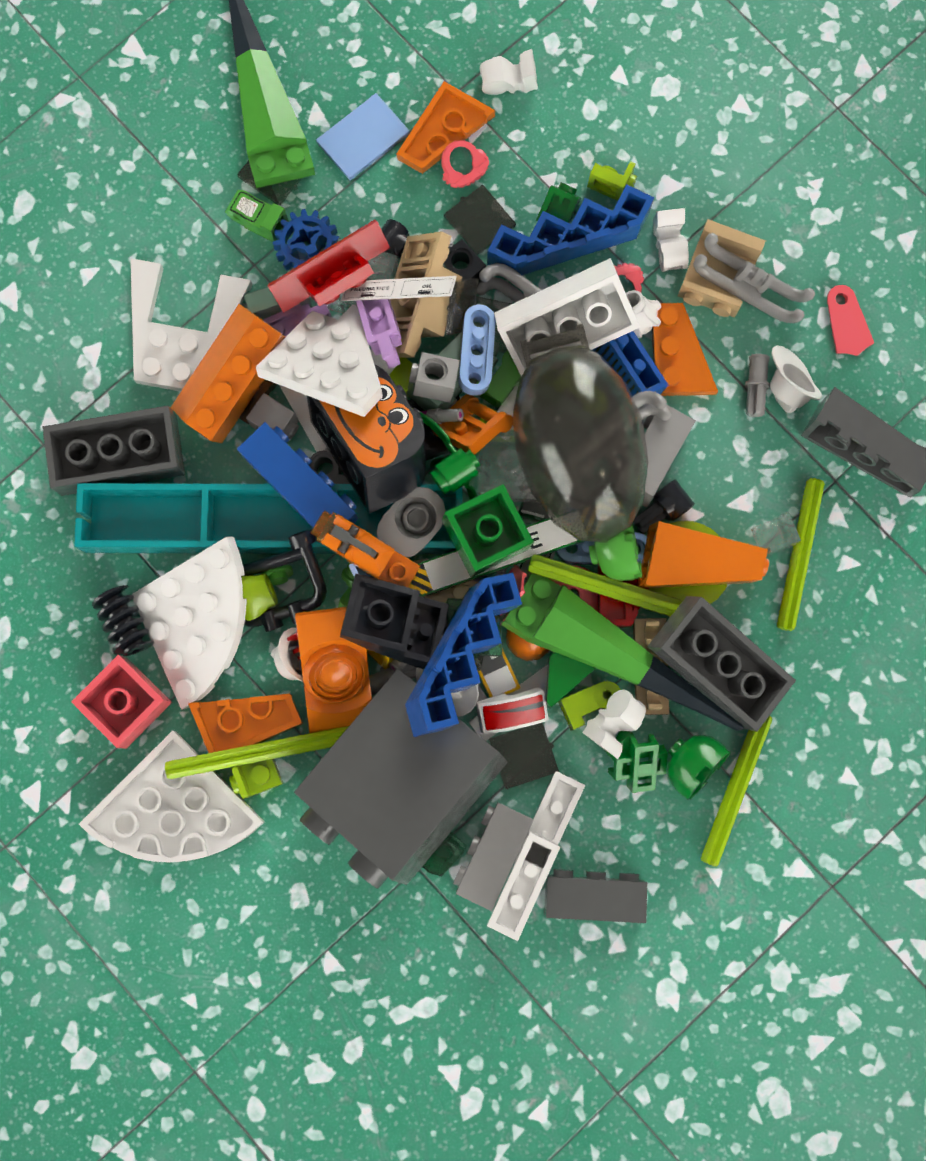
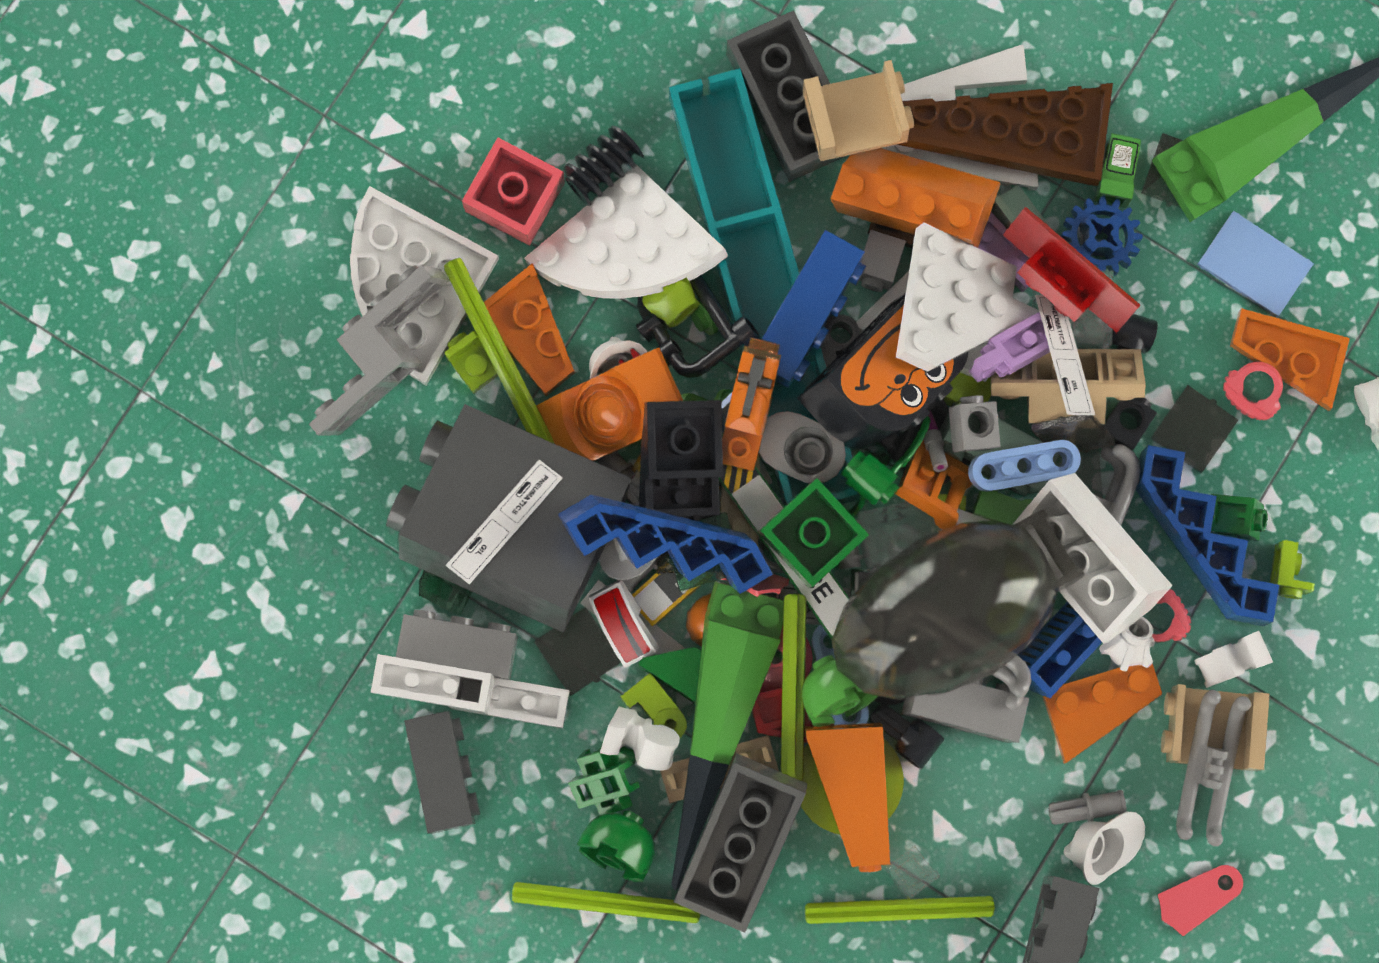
camera: 70 degrees right, 0 degrees up
(146, 397) = (858, 113): none -> tan panel
(199, 280) = (1020, 130): none -> reddish brown wing
(223, 854) = (378, 349): none -> light grey bracket
(406, 786) = (504, 521): none -> white sticker

